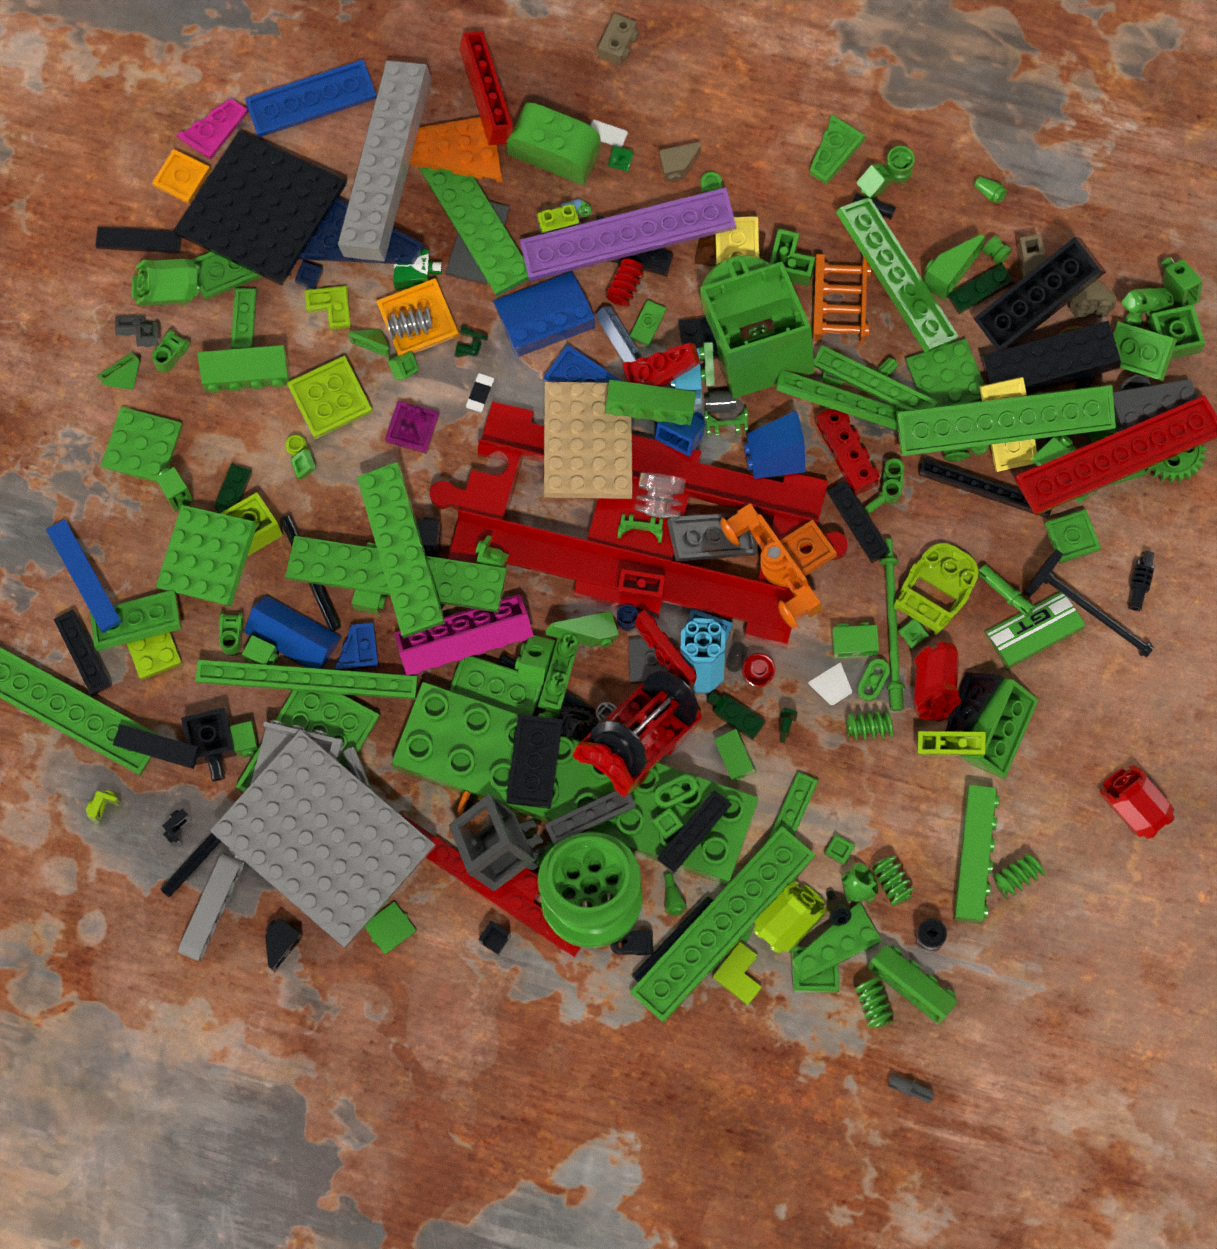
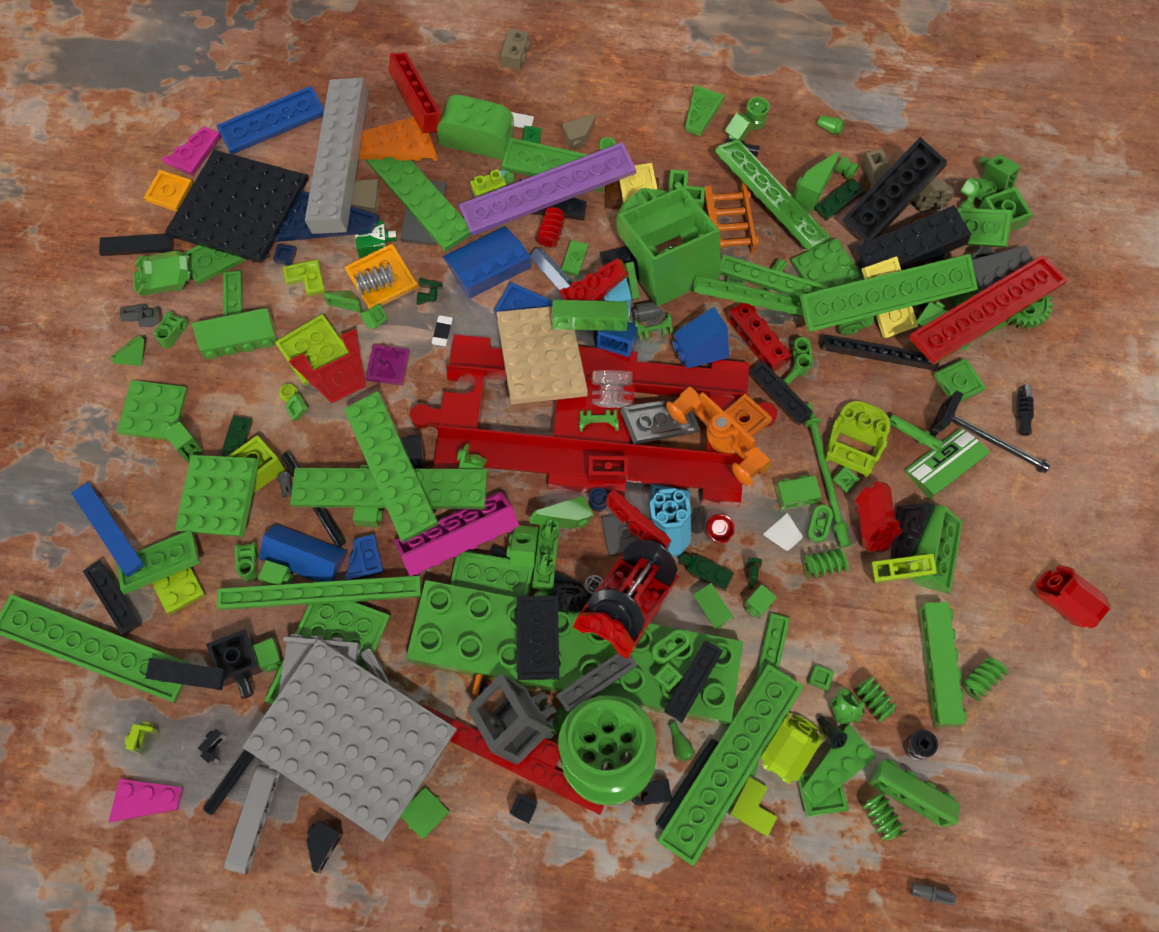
camera: 15 degrees left, 5 degrees down
(96, 870) = (143, 799): none -> dark pink wing
(281, 550) = (285, 483): none -> dark grey pin
(355, 435) = (338, 377): none -> red wing
(412, 215) = (366, 195): none -> dark tan torso
(624, 191) = (534, 158): none -> bright green plate
(787, 758) = (759, 602): none -> bright green brick

